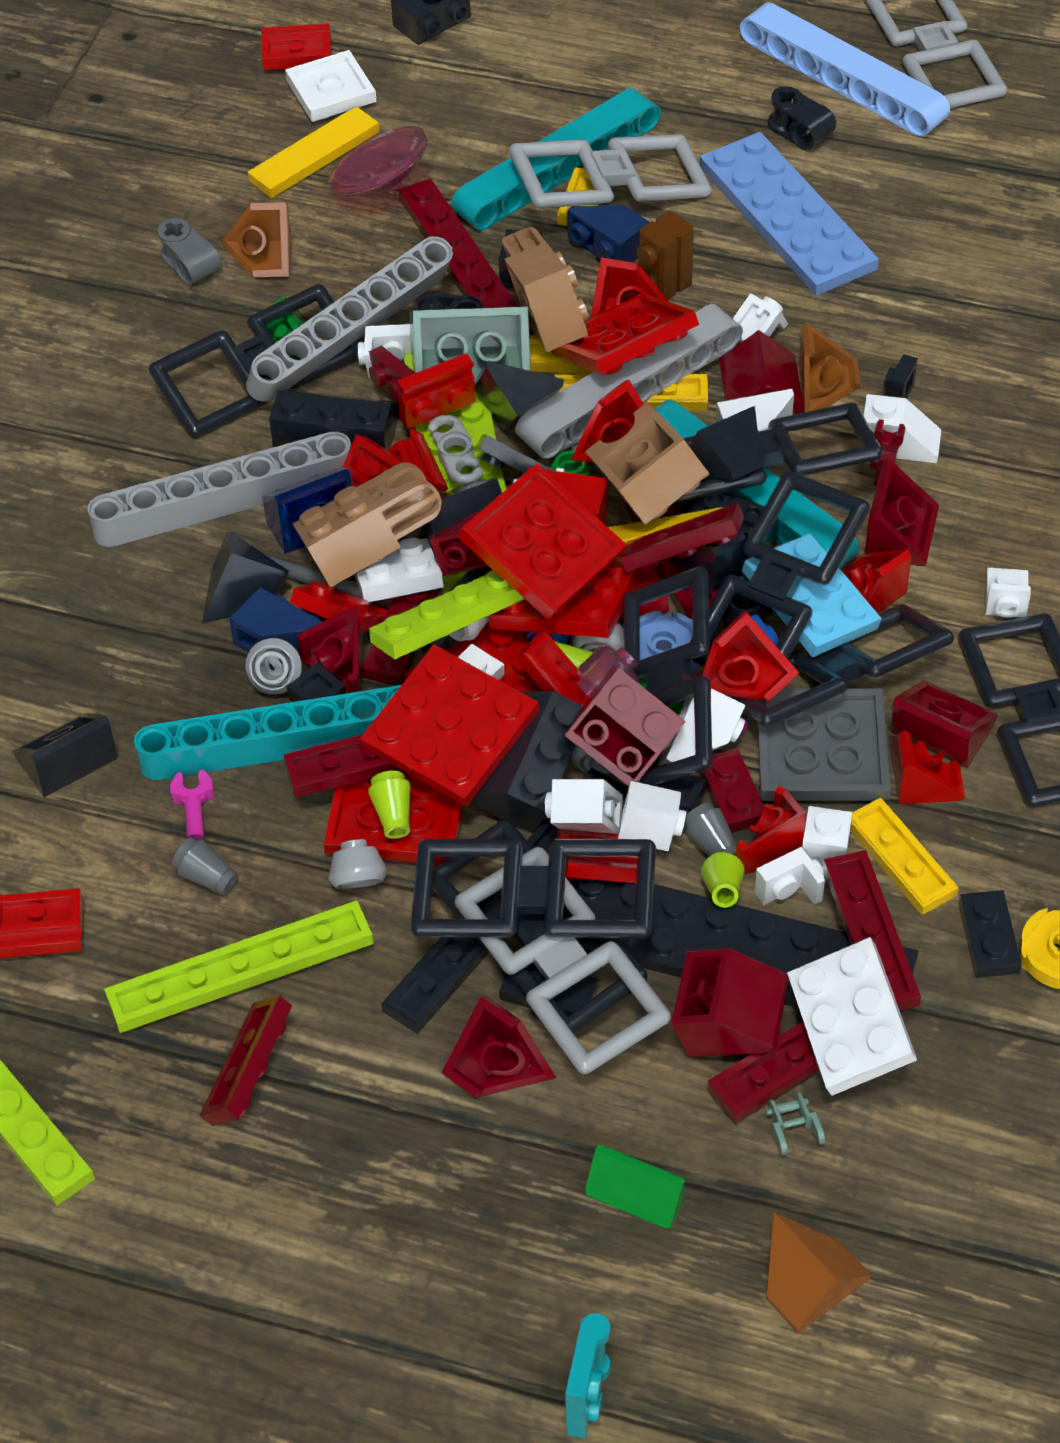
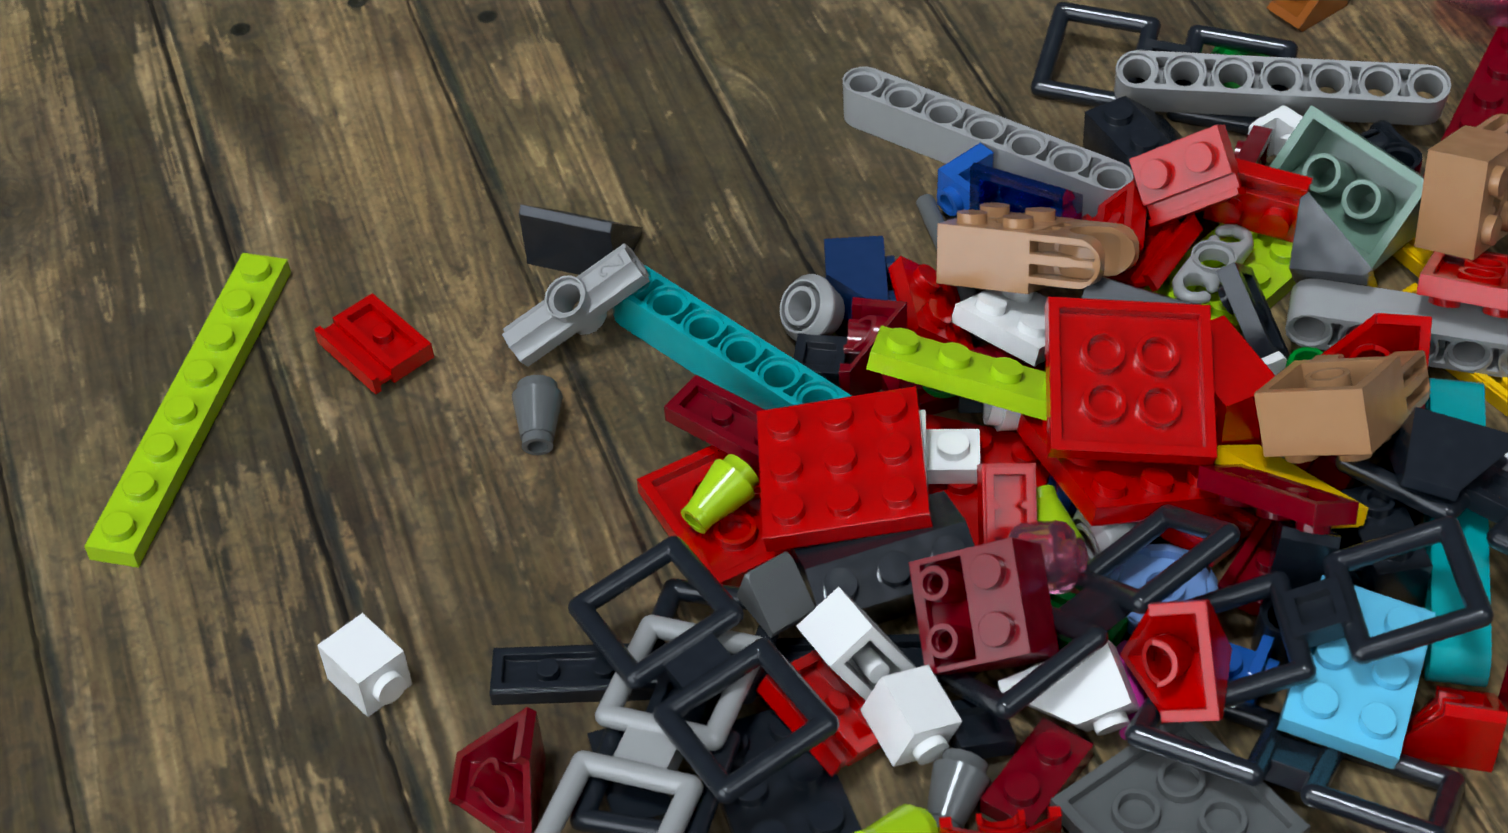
camera: 55 degrees right, 5 degrees down
(153, 755) = (553, 318): none -> light grey piece
(193, 801) = (613, 358): dark pink bar -> none
(237, 576) = (899, 214): black slope -> none
(238, 966) = (449, 514): lime plate -> none
(246, 1061) = (338, 588): dark red plate -> none
(247, 524) = (954, 179): none -> blue bracket
(333, 1080) = (365, 665): none -> white brick
(356, 866) = (631, 519): light grey cone -> none
(397, 407) = (1187, 175): none -> plate
(510, 819) = (776, 594): none -> dark grey slope

